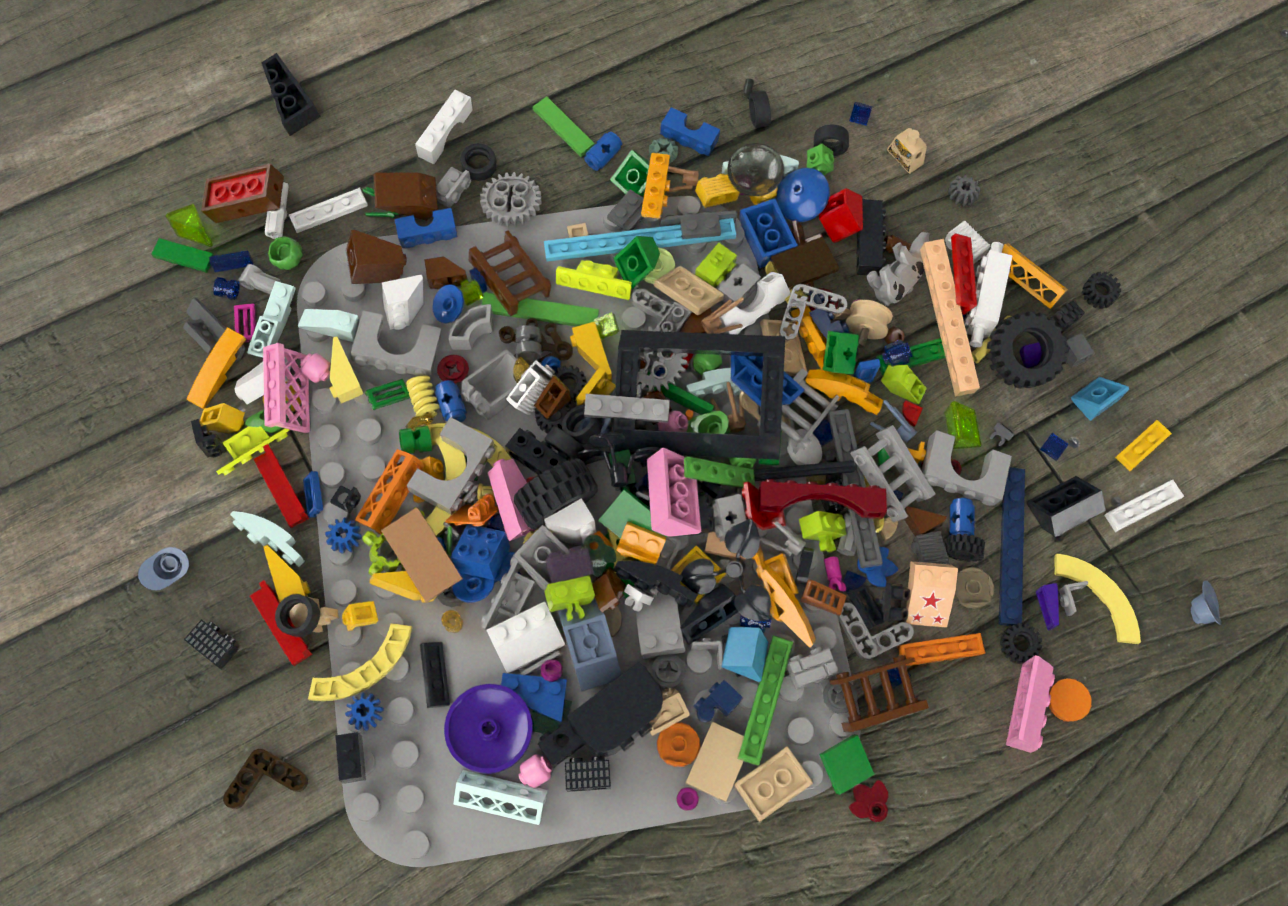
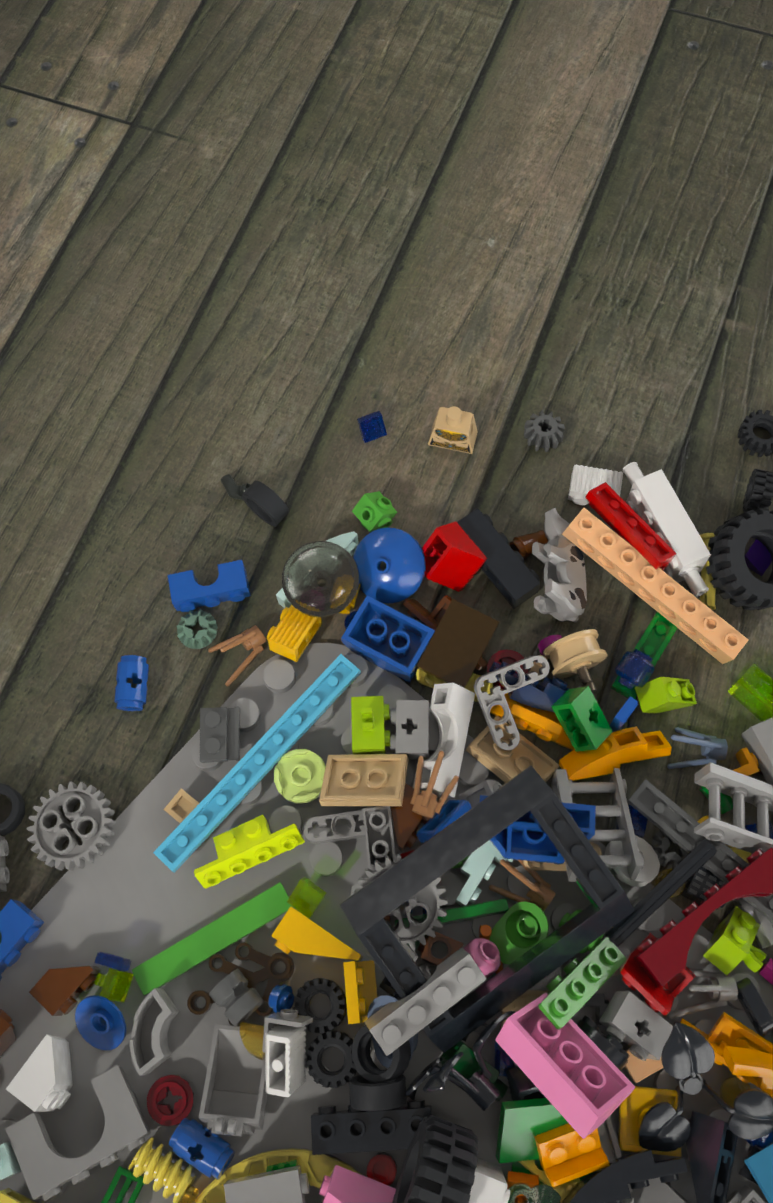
camera: 30 degrees left, 0 degrees up
(500, 287) = (148, 951): reddish brown fence -> none
(553, 397) = (321, 1048): reddish brown slope -> none
(563, 126) = (62, 687): bright green tile -> none
(632, 174) = (194, 683): green slope -> none
(637, 259) = (281, 791): green slope -> none
(656, 186) = (228, 684): light orange bracket -> none
(699, 225) = (312, 692): dark grey bracket -> none
(832, 132) = (368, 478): black tyre -> none
(894, 334) = (613, 647): reddish brown tile -> none
(911, 412) = (698, 720): red tile -> none
(1037, 272) = (689, 464): light orange fence -> none

